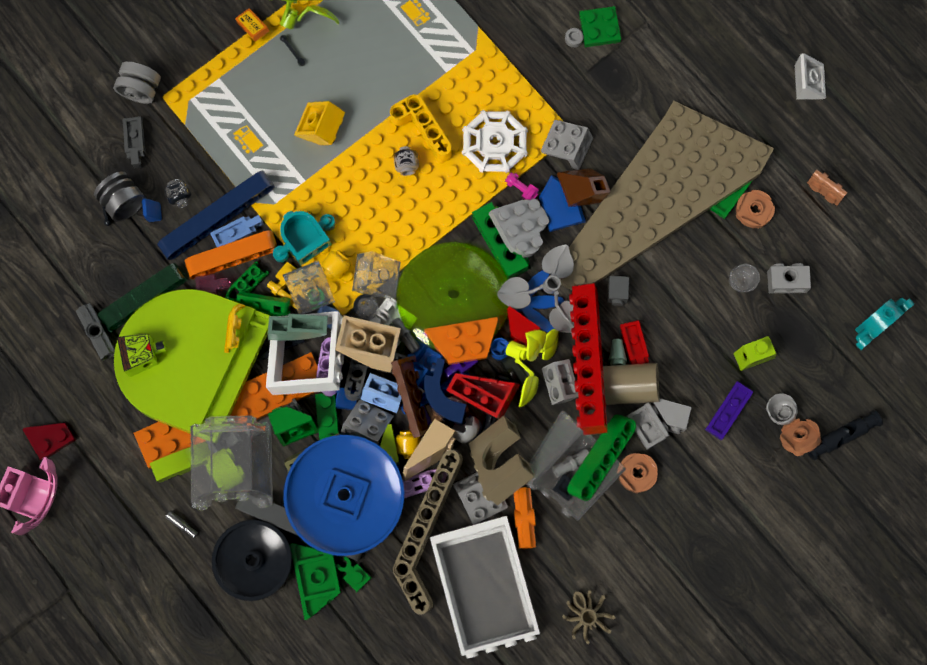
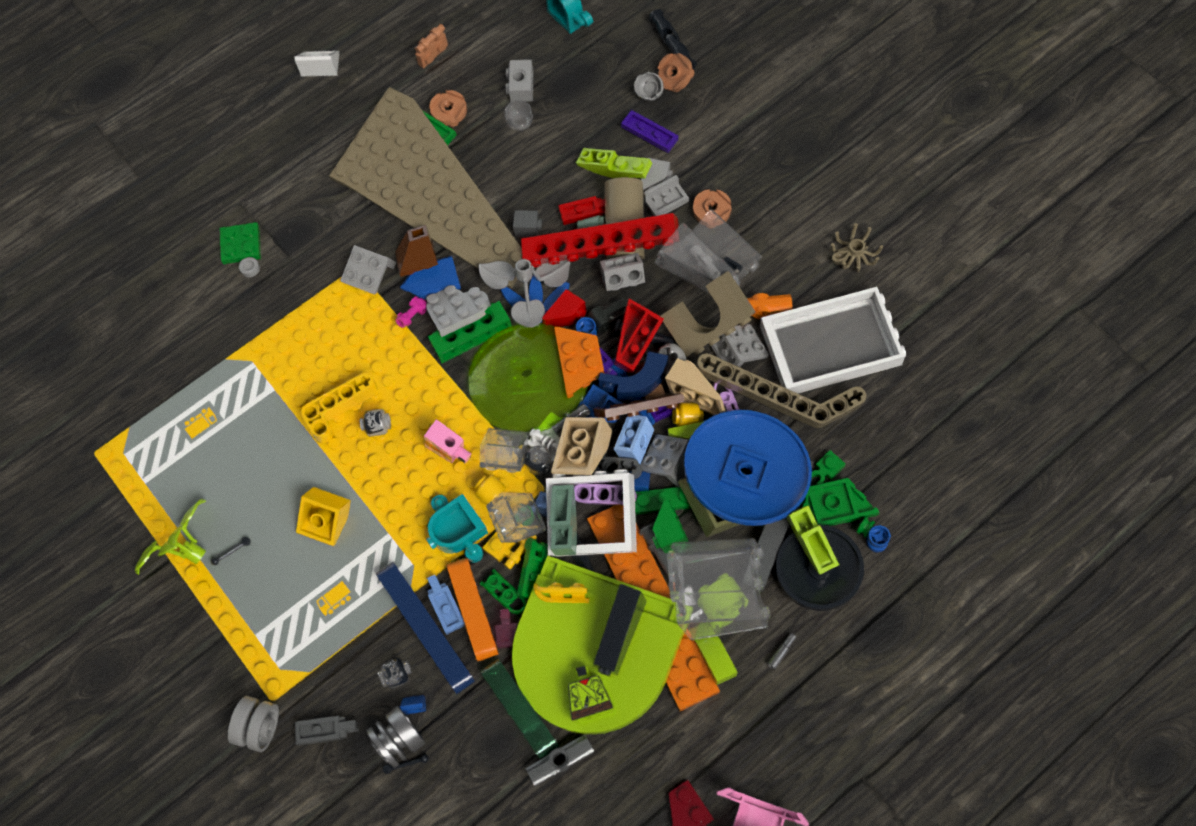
camera: 85 degrees left, 10 degrees down
(192, 377) = (619, 630): none -> black slope
(252, 24) = (193, 596): tile -> none
(272, 553) = (812, 539): none -> lime slope
(276, 617) = (880, 534): none -> blue wheel
(292, 607) = (865, 527): none -> green bush
(382, 216) = (439, 439): none -> bright pink torso
(491, 151) = (362, 346): white plate -> none
(537, 343) = (592, 304): neon yellow plant -> none
(601, 457) = (721, 243): green beam -> none
(686, 374) = (613, 166): none -> lime slope
(756, 353) = (592, 100): lime torso -> none

